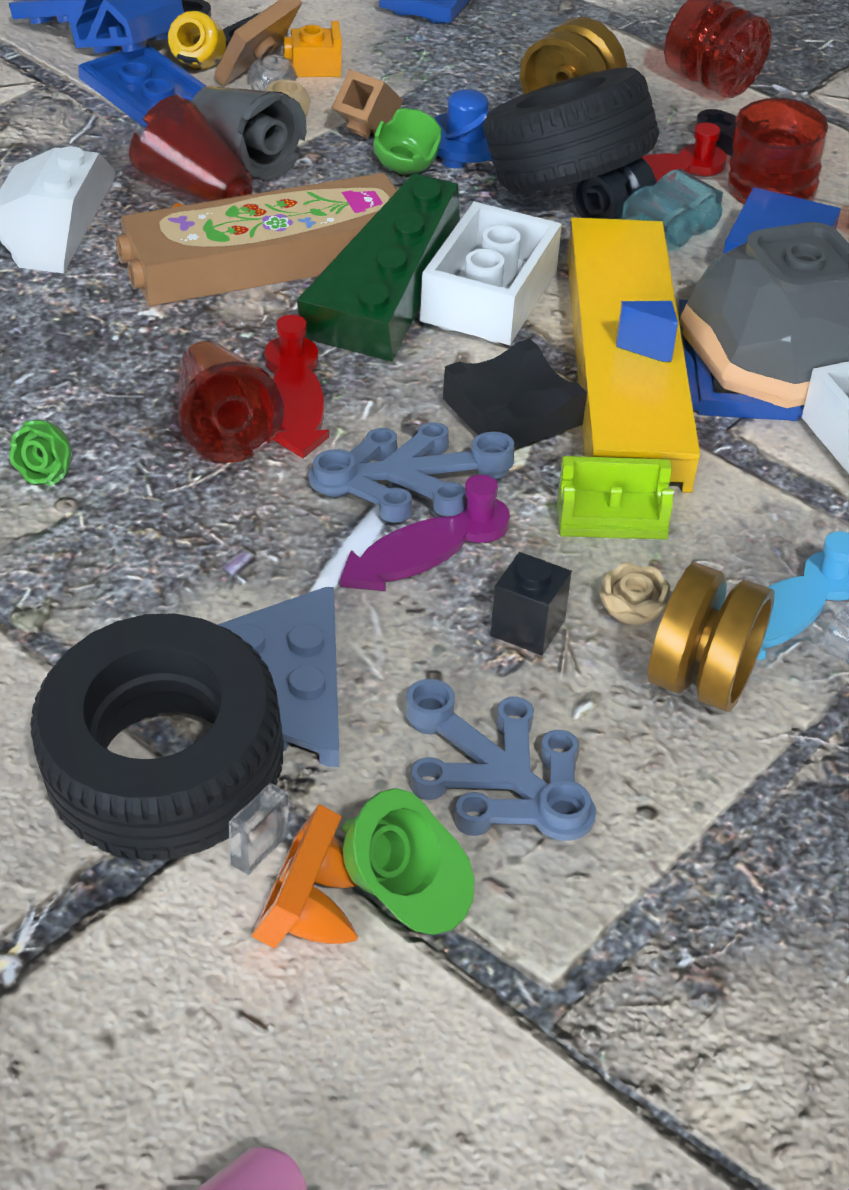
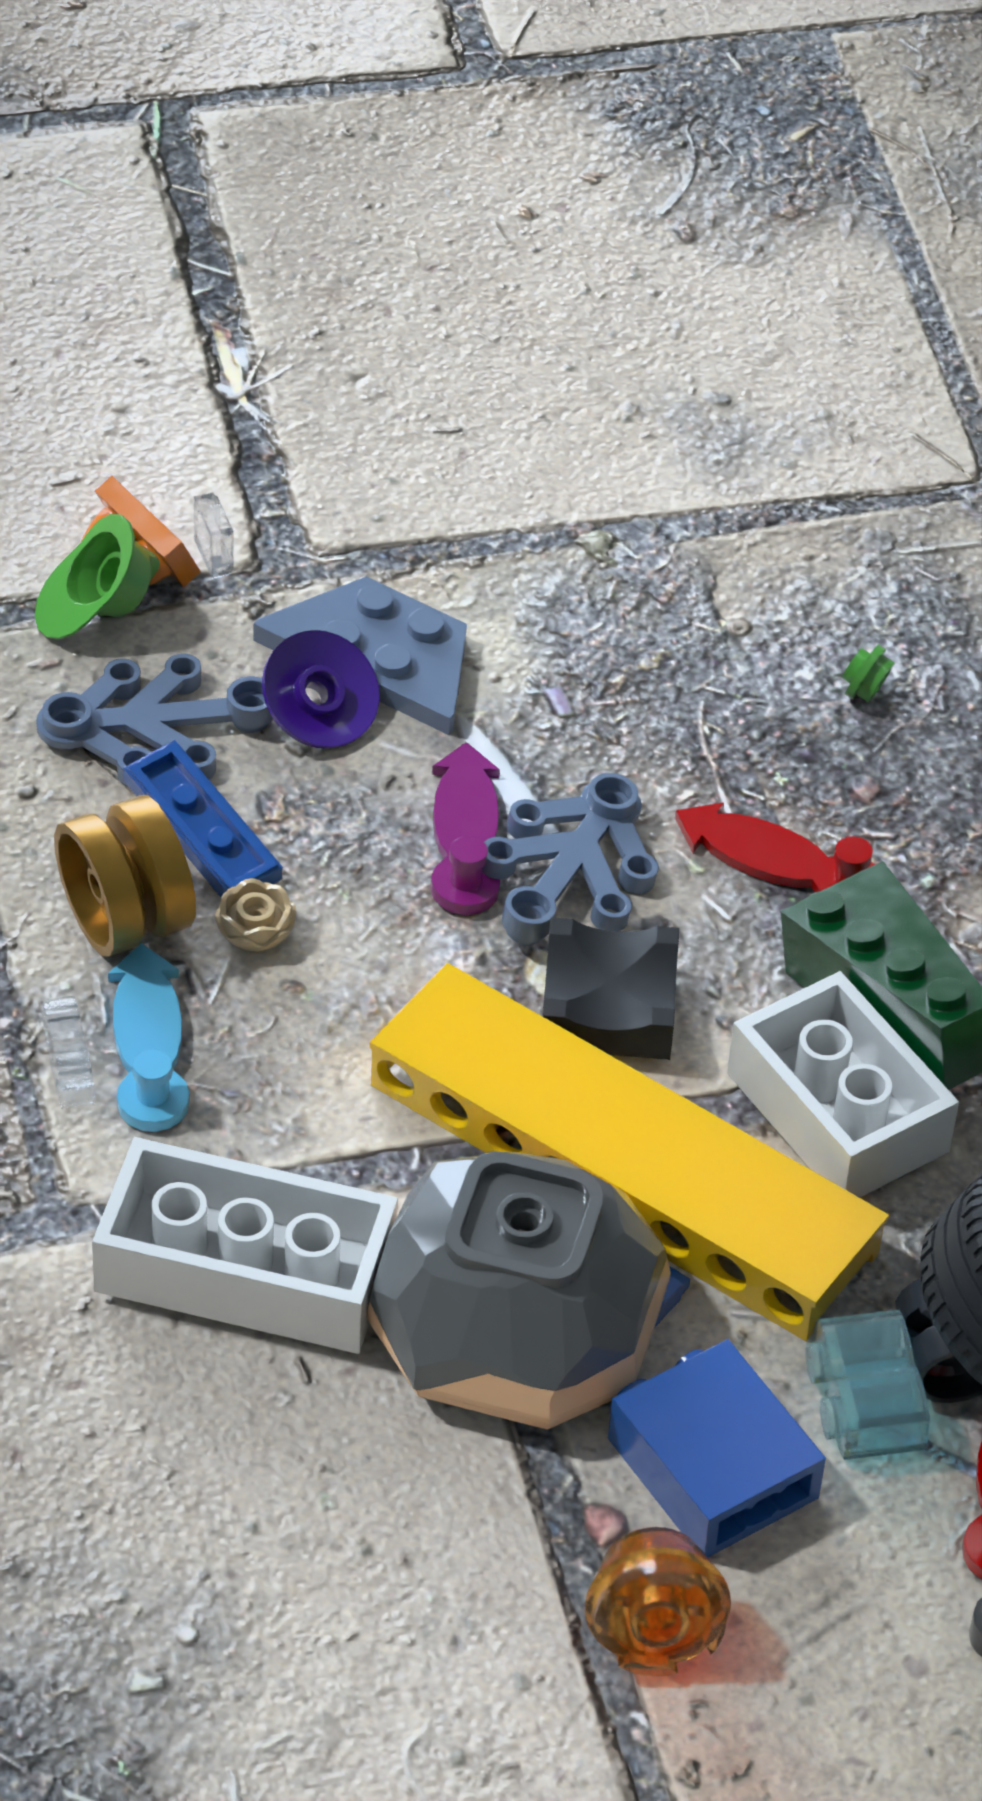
camera: 125 degrees right, 5 degrees up
(41, 452) = (804, 613): bright green plate -> none
(87, 390) = (867, 673): none -> bright green plate
(141, 670) = (334, 489): black tyre -> none
(226, 403) = (789, 755): clear red cone -> none
(384, 662) = (336, 673): none -> dark purple dish
(530, 603) = (299, 818): black brick -> none
(581, 670) = (202, 818): none -> blue tile
(614, 497) = (389, 978): lime hinge -> none
(648, 328) = (572, 1091): slope -> none
(777, 149) = (888, 1548): clear red wheel -> none

